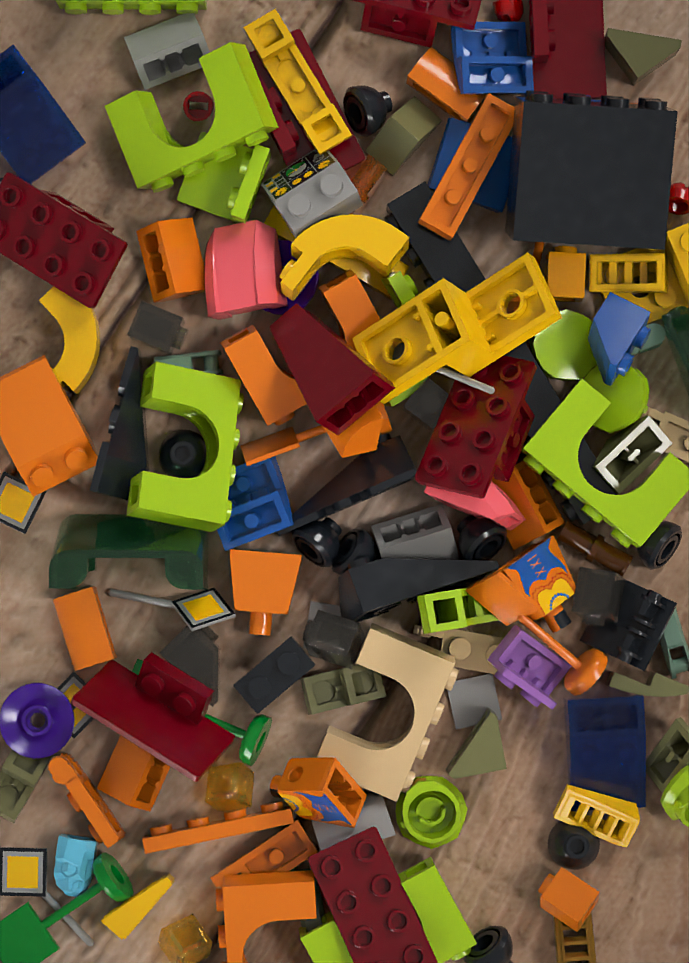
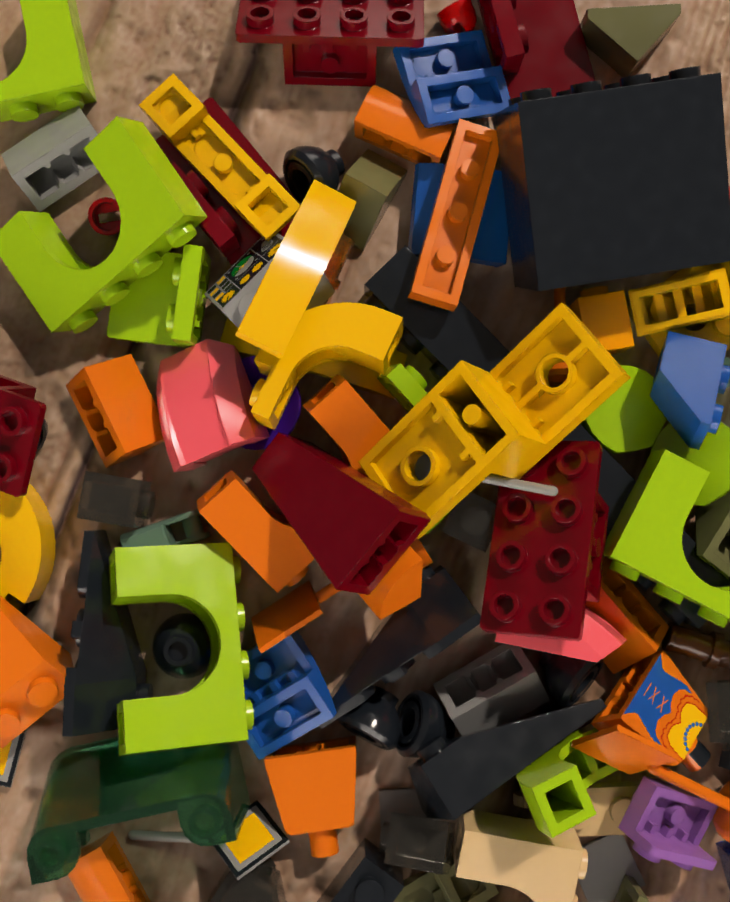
camera: 10 degrees left, 0 degrees up
(339, 182) = (296, 269): none -> yellow slope

